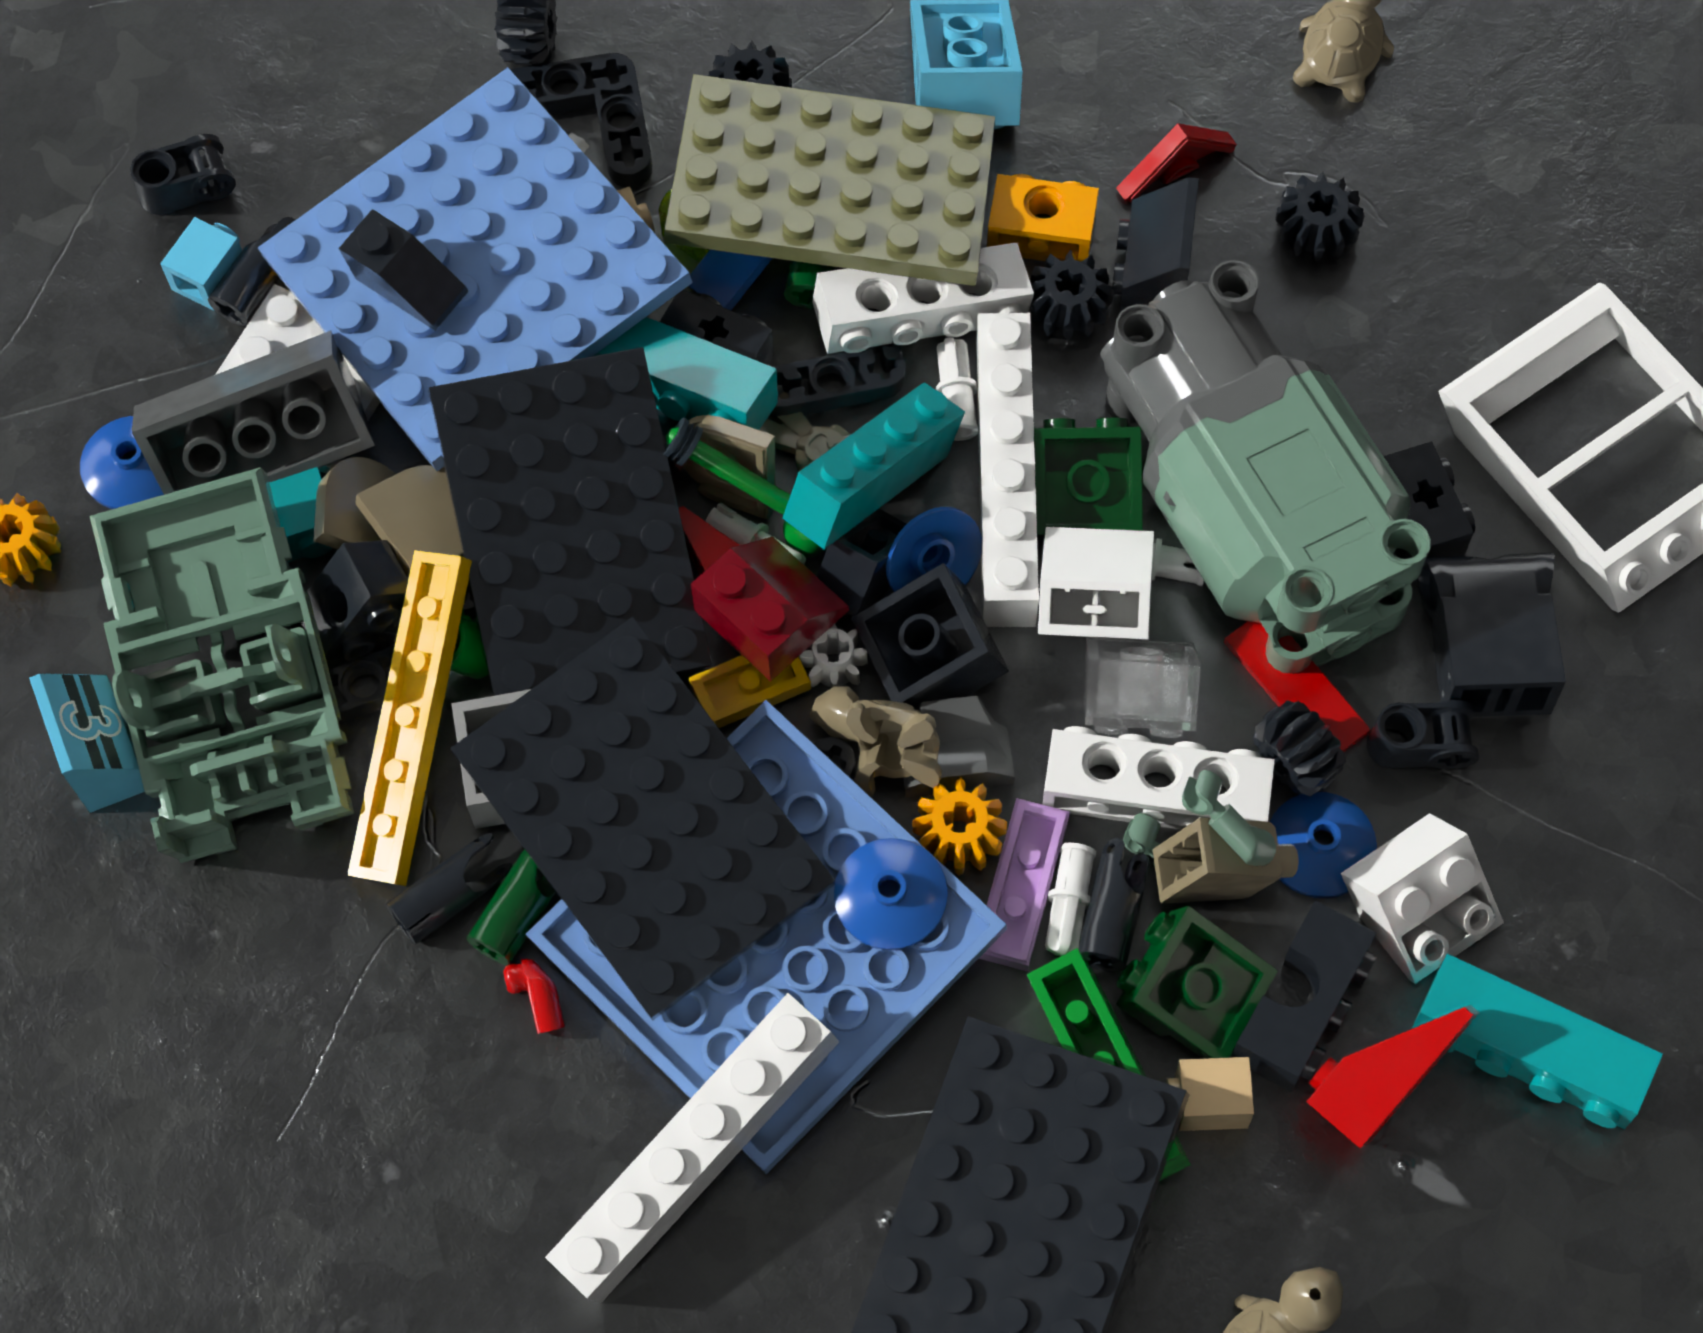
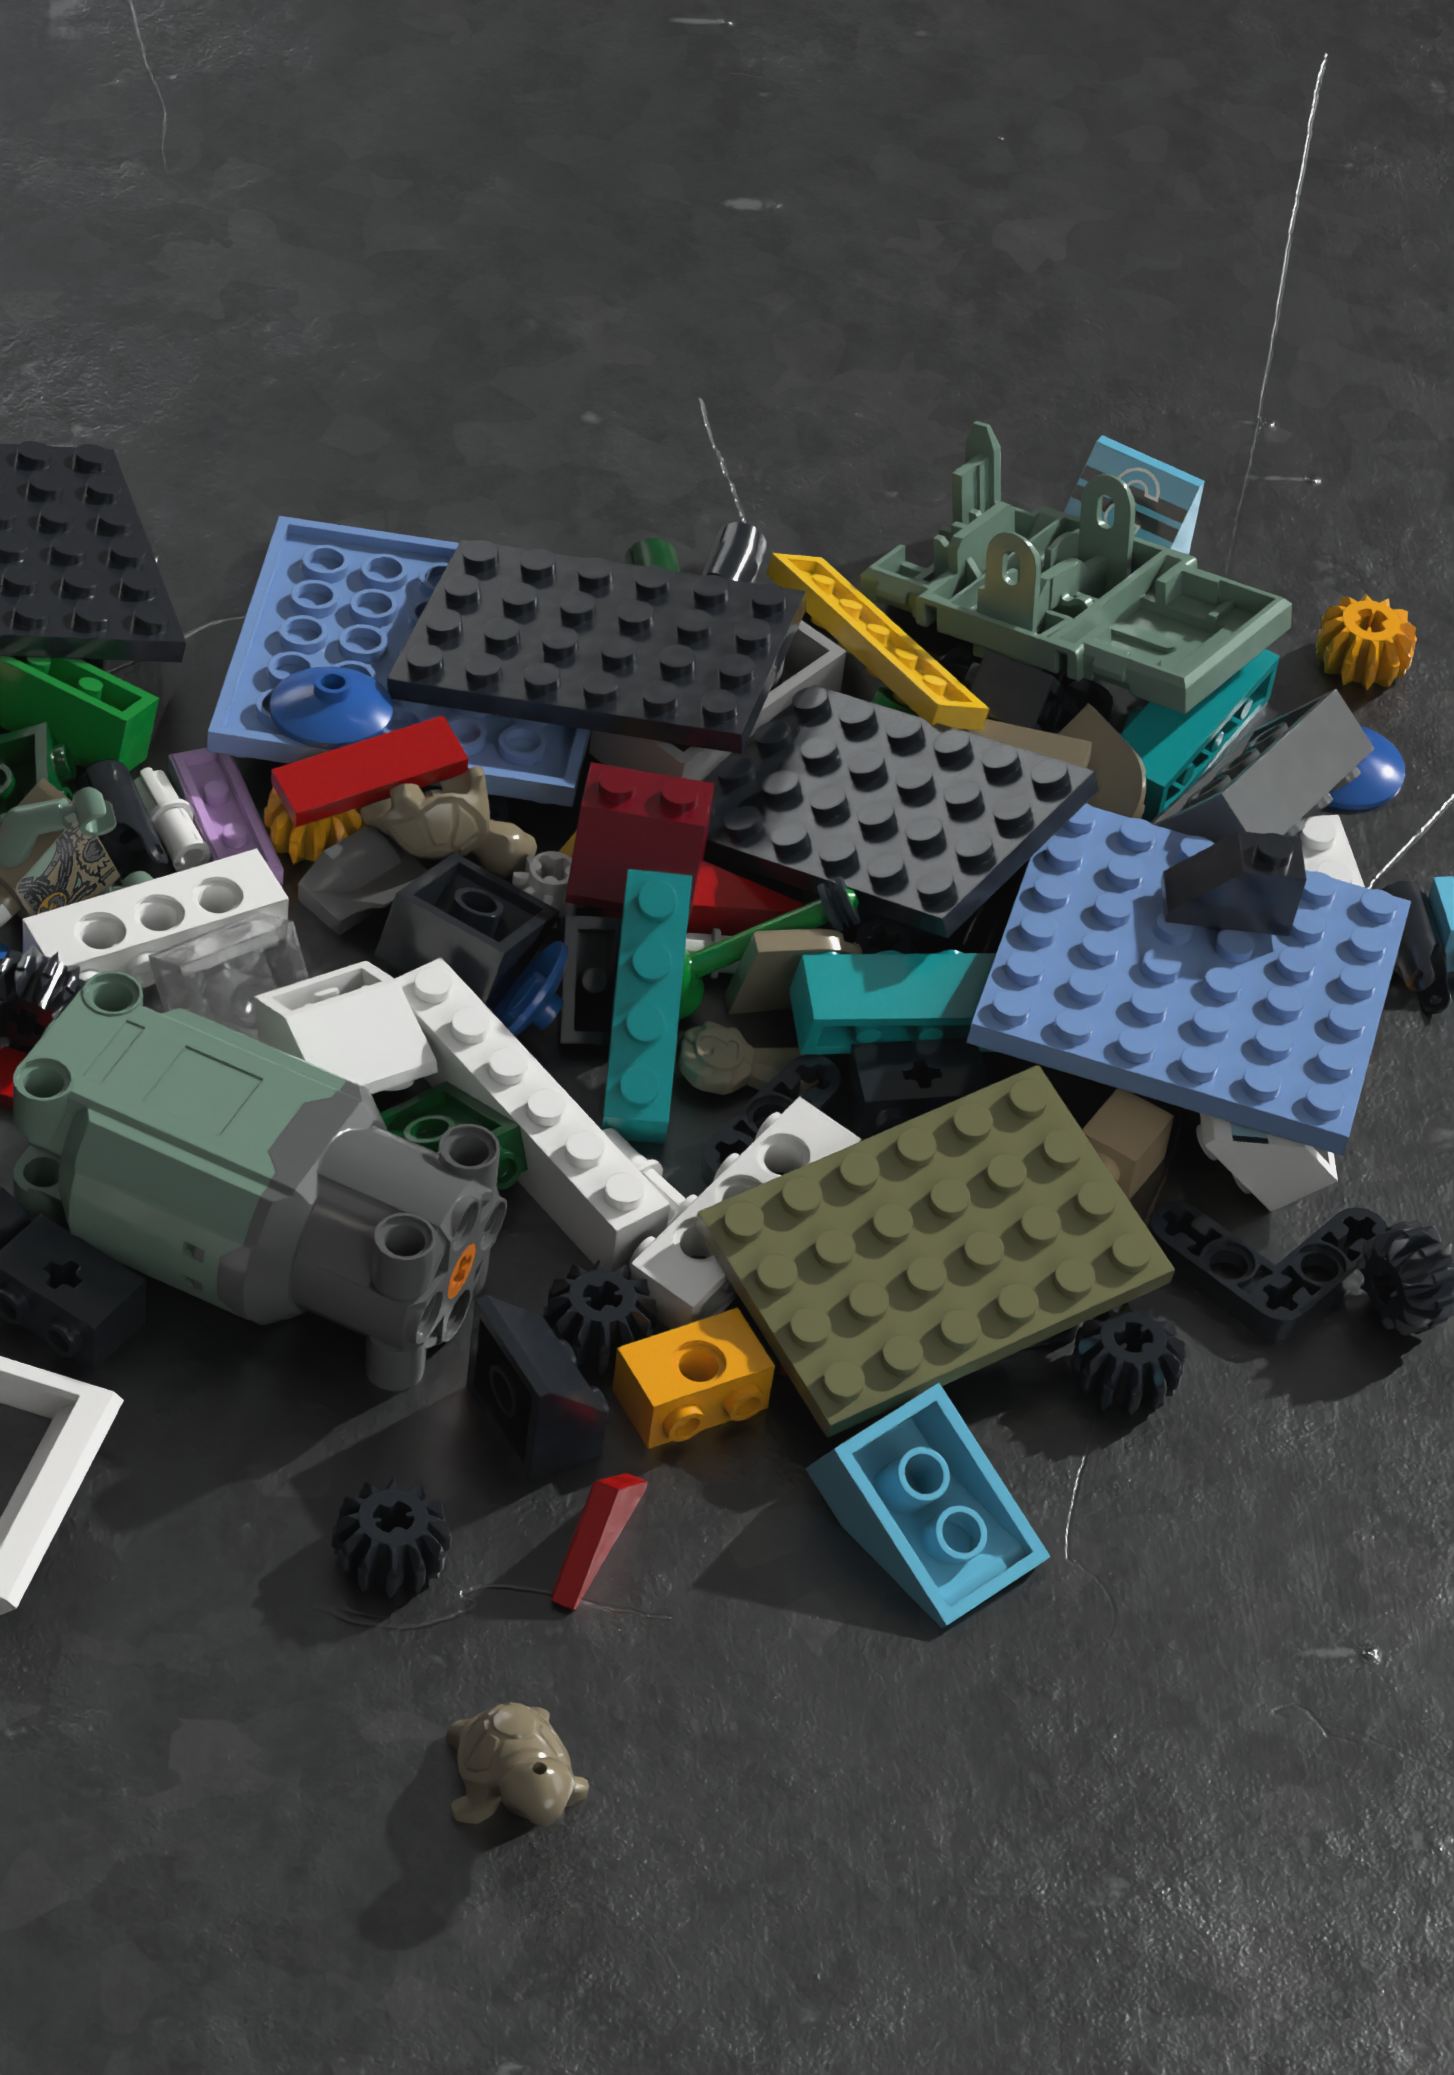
camera: 135 degrees right, 20 degrees down
(541, 991) = (574, 545): red arm -> none
(692, 1149) = (344, 481): white brick -> none
(915, 796) = (368, 770): none -> red tile

